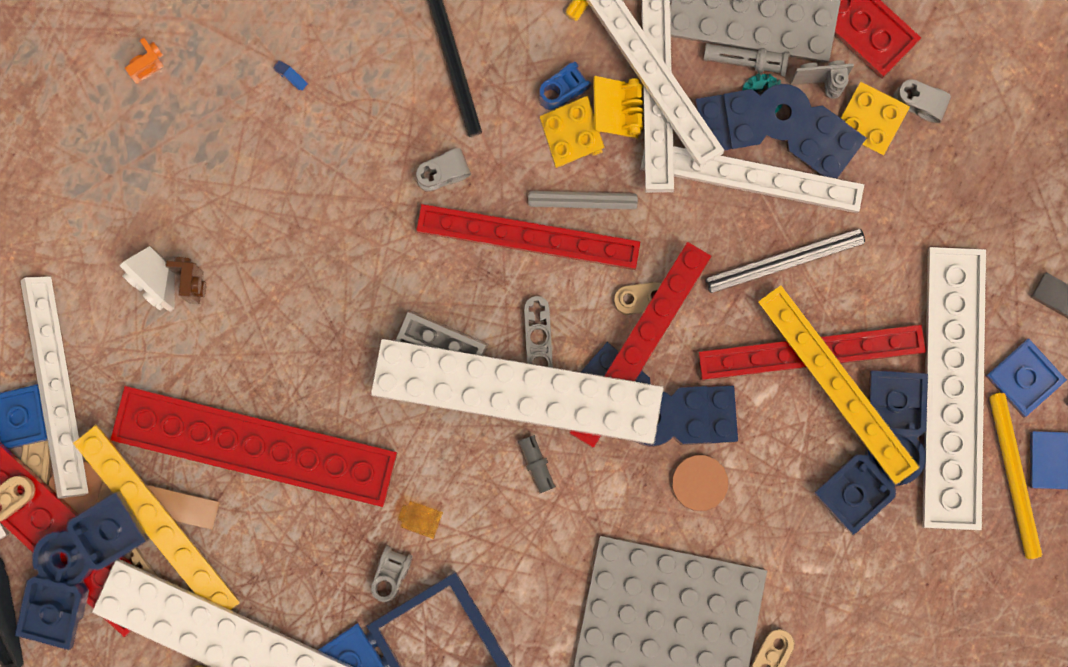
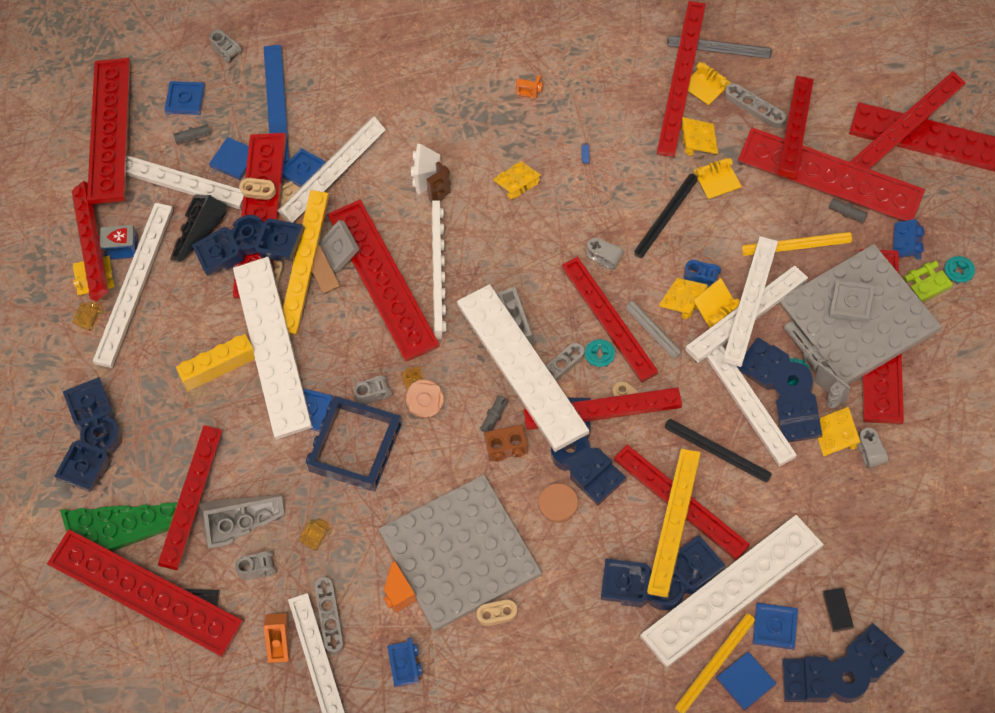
camera: 50 degrees right, 20 degrees down
(169, 464) = (338, 246): none -> light grey plate
(256, 183) = (517, 179): none -> yellow hinge
(289, 366) = (438, 276): none -> white plate
(451, 525) = (424, 398): none -> nougat tile
(561, 270) = (592, 350): none -> teal gear
(578, 478) = (504, 438): none -> dark orange brick

